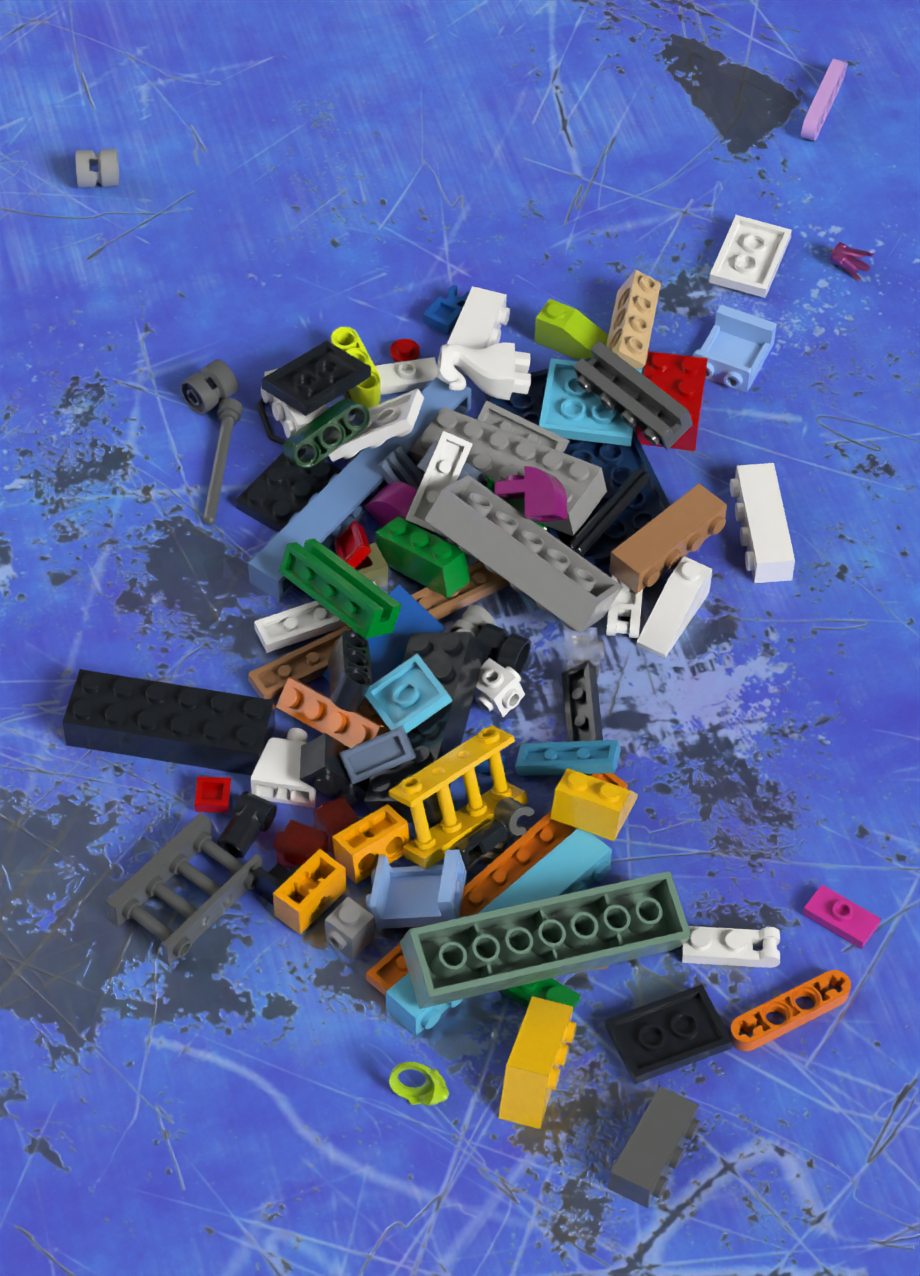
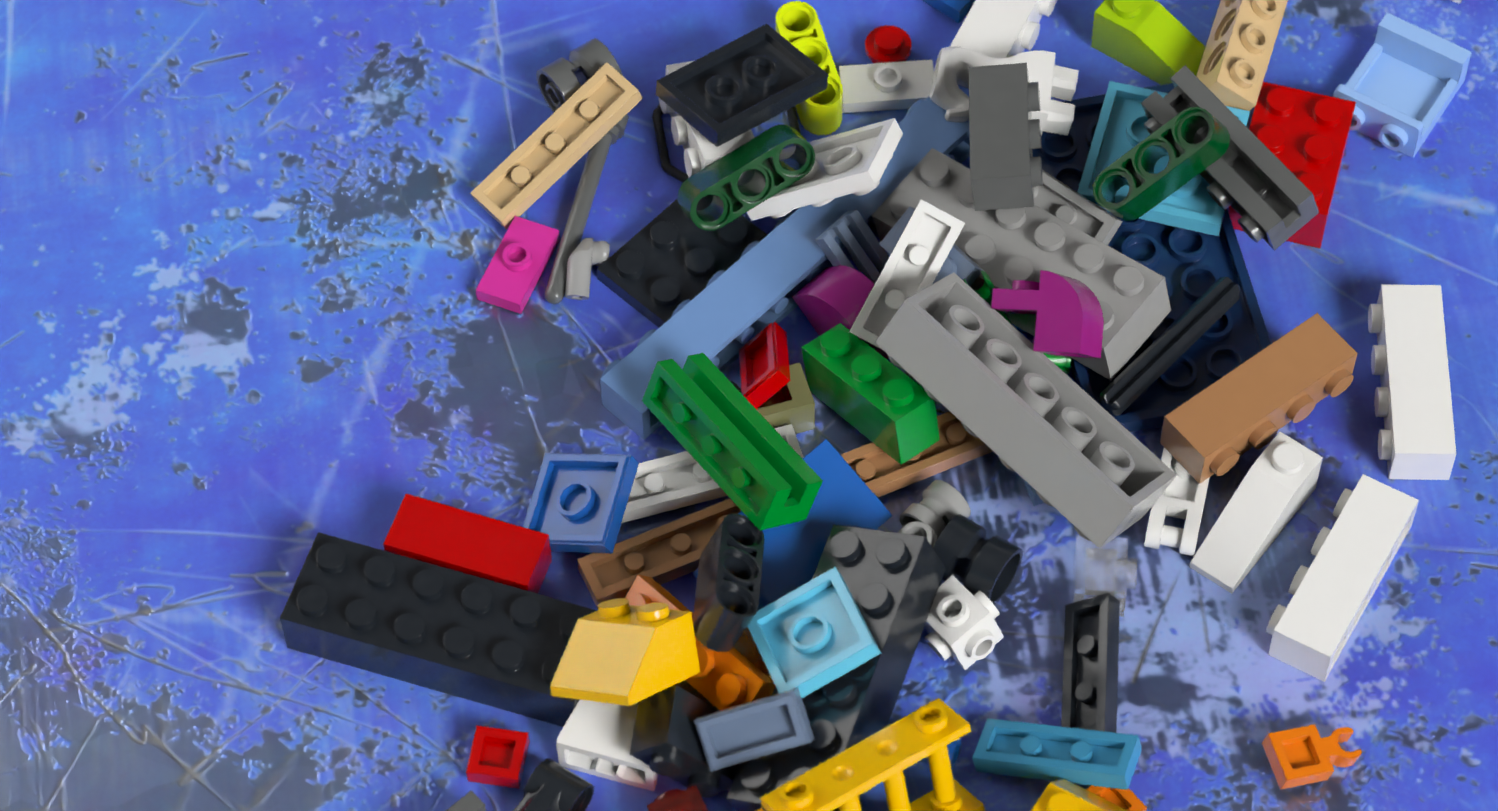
camera: 10 degrees right, 5 degrees up
(177, 667) = (469, 543): none -> red brick
(183, 502) = (517, 264): none -> dark pink plate
(199, 426) = (556, 145): none -> tan plate
(224, 500) = (579, 267): none -> light grey arm
(243, 639) = (581, 500): none -> blue plate
(291, 717) = (626, 653): none -> yellow slope
(489, 393) = (1003, 137): none -> dark grey brick
(606, 398) = (1138, 164): none -> dark green beam
(722, 747) = (1304, 758): none -> orange plate
(732, 640) = (1342, 576): none -> white brick

